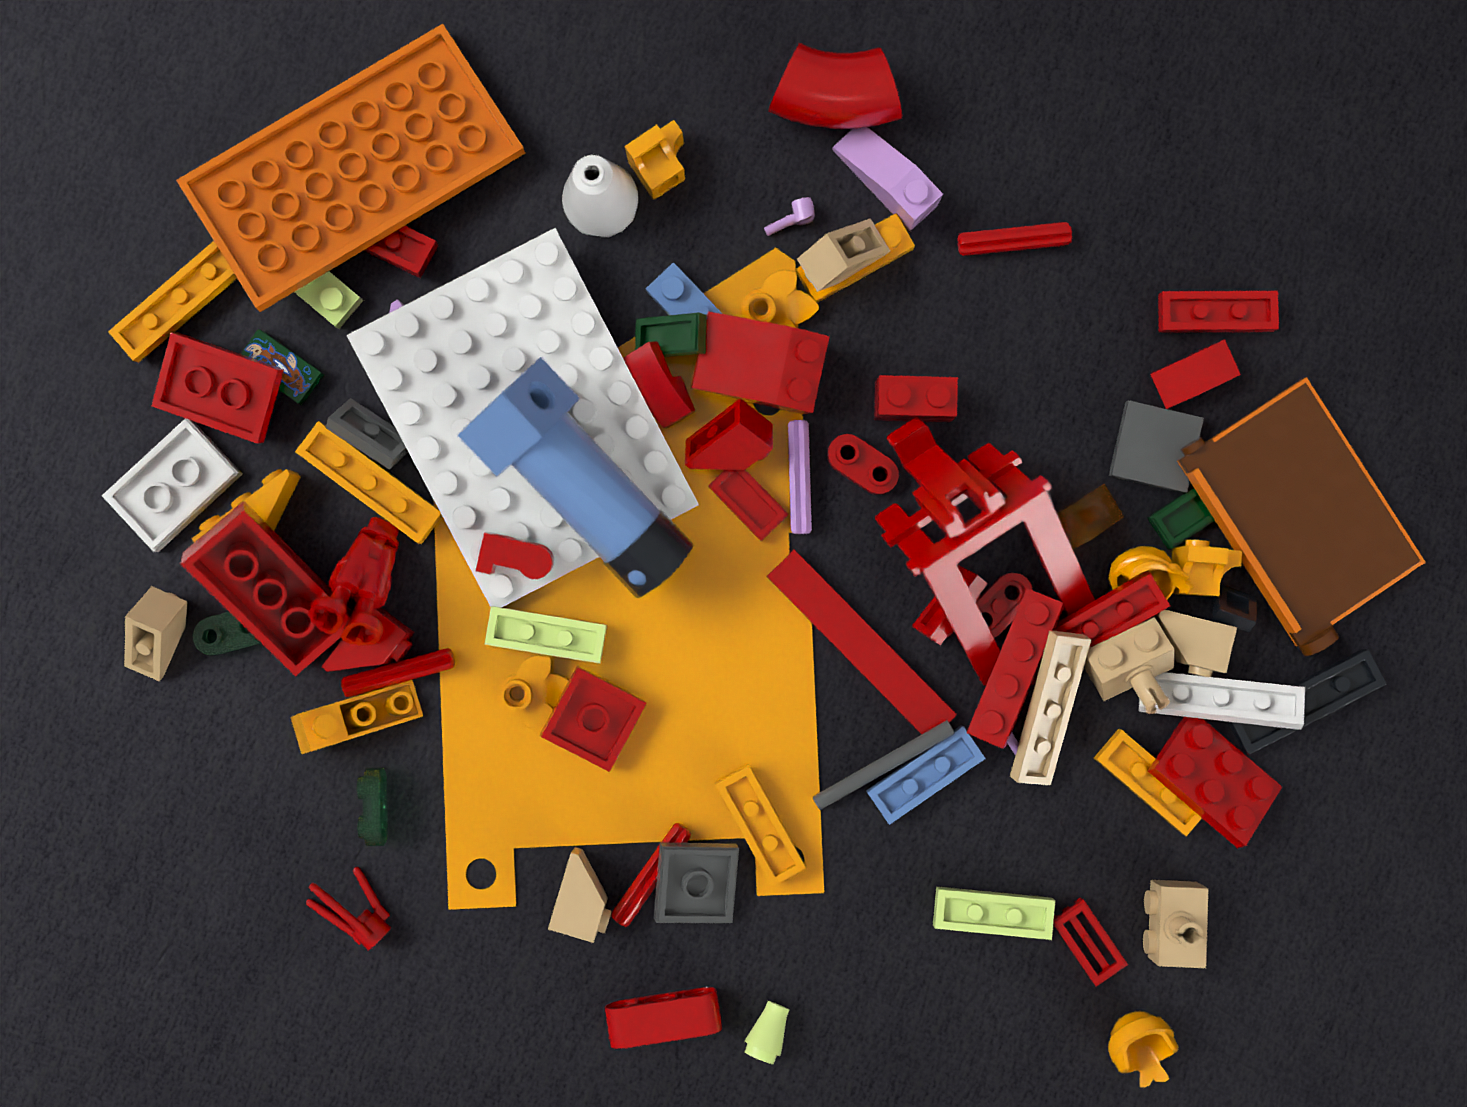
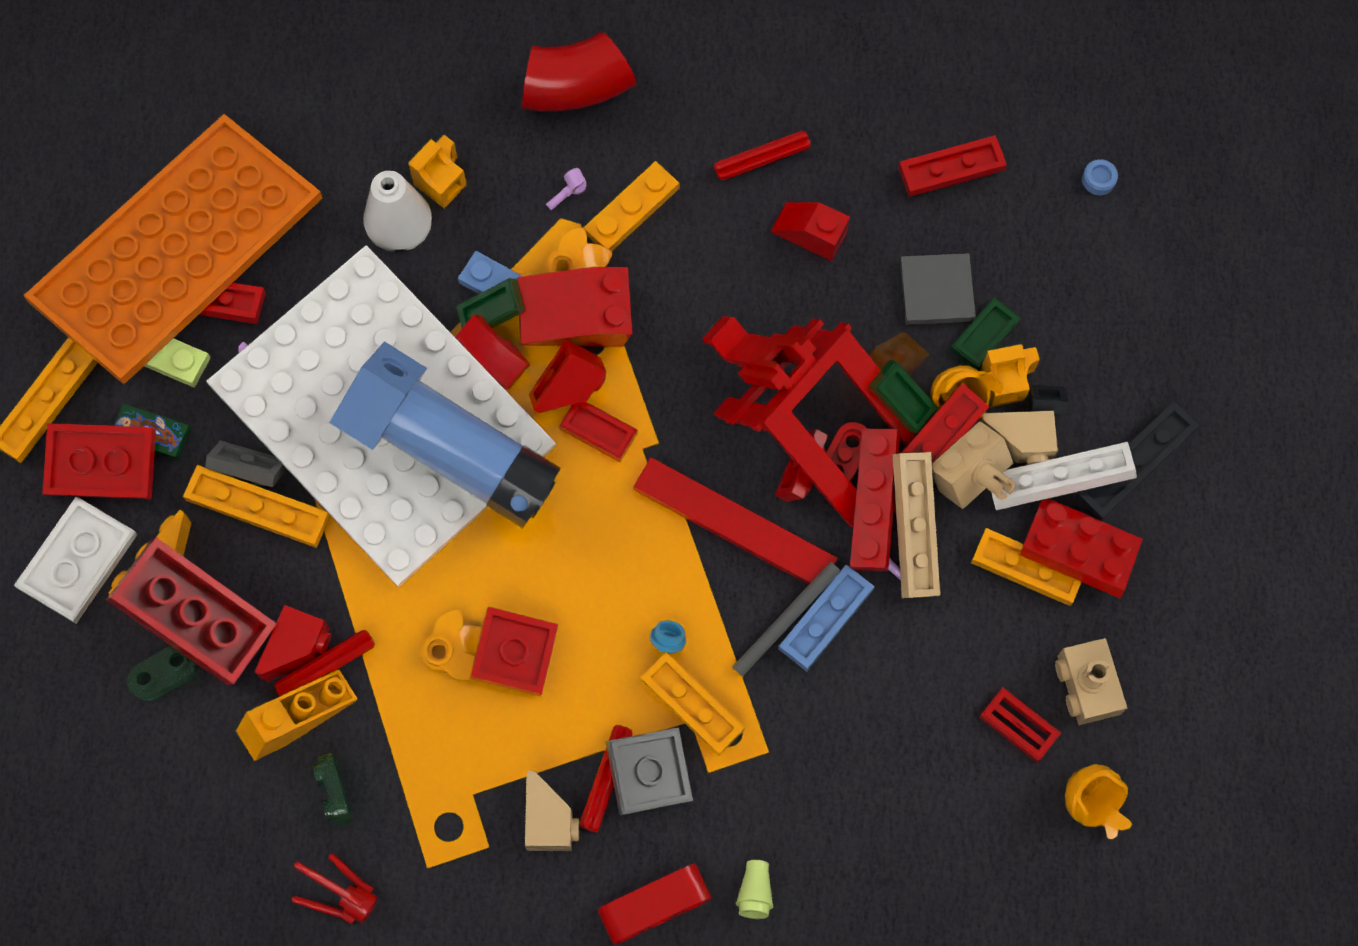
camera: 20 degrees left, 15 degrees down
(154, 632) = (91, 691): tan slope -> none
(361, 576) = (272, 580): red piece -> none
(529, 557) = (404, 522): red leg -> none
(545, 634) = (450, 591): yellowish green plate -> none
(761, 743) = (668, 637): none -> dark azure plate
(799, 477) = (637, 397): lavender axle -> none
(842, 254) = (618, 201): tan slope -> none
(862, 465) = (687, 375): red plate -> none
(889, 175) = (641, 133): lavender slope -> none
(916, 396) = (709, 301): red brick -> none
(994, 913) = (926, 721): yellowish green plate -> none
(1043, 339) = (812, 227): none -> red slope
(1081, 569) = (903, 397): none -> dark green tile
(1195, 374) = (949, 219): red slope -> none
(1301, 513) = (1078, 306): reddish brown door -> none
(1375, 369) = (1100, 177): none -> medium blue tile

